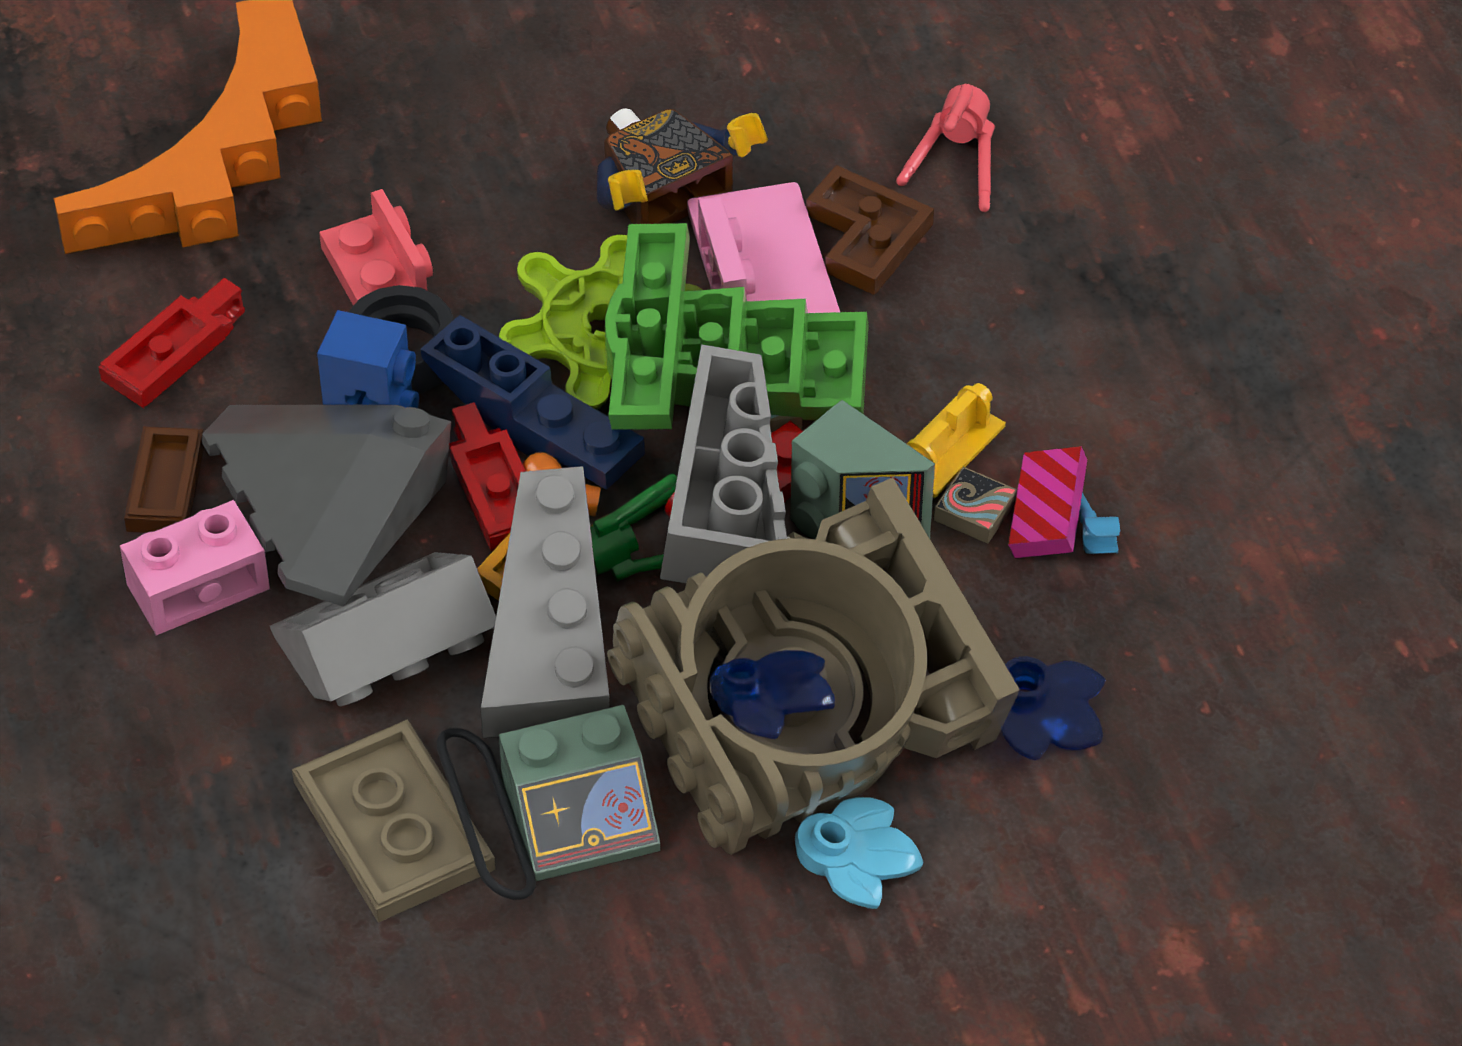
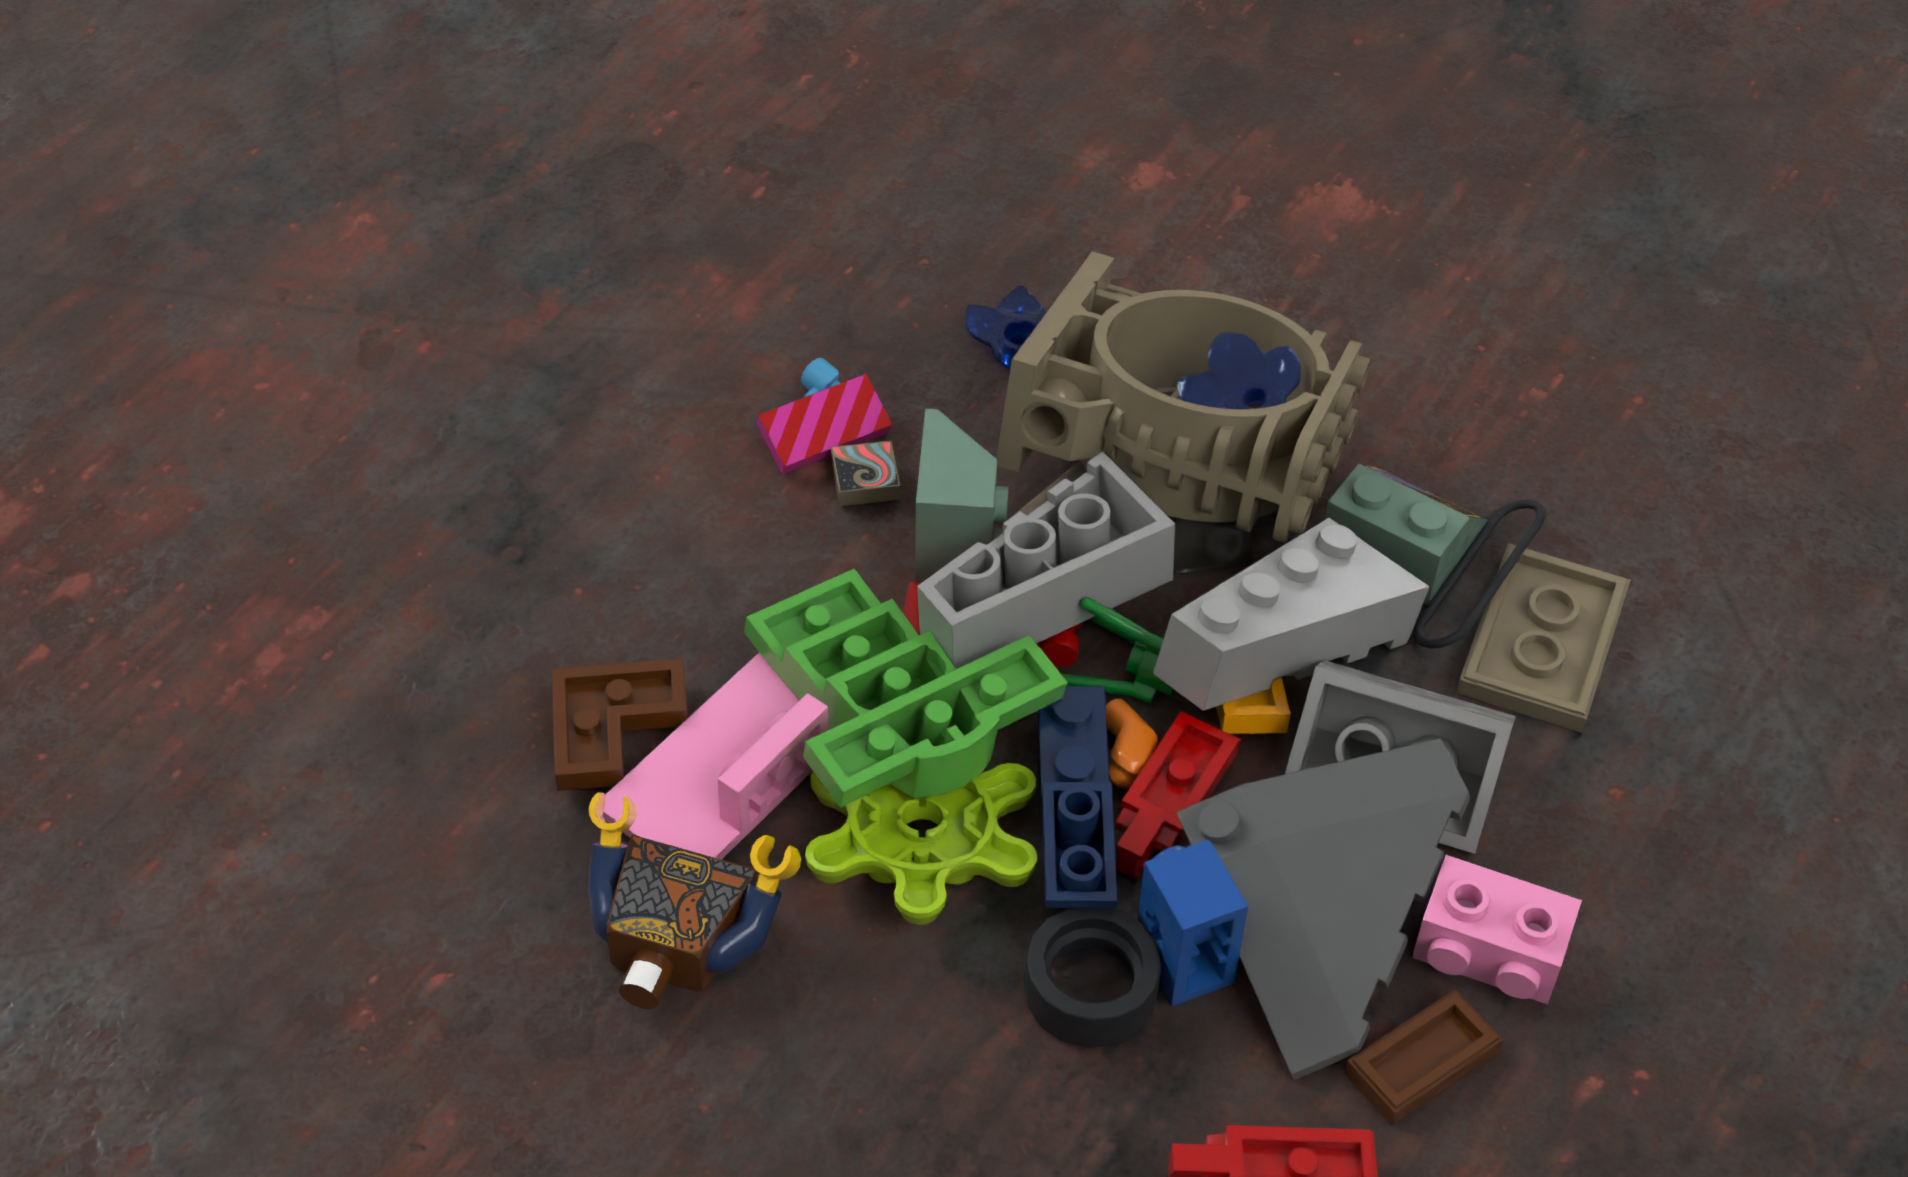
camera: 130 degrees left, 0 degrees up
(376, 251) = (1005, 1083): coral bracket -> none
(958, 434) = (836, 523): yellow hinge -> none
(960, 121) = (394, 727): coral plant -> none

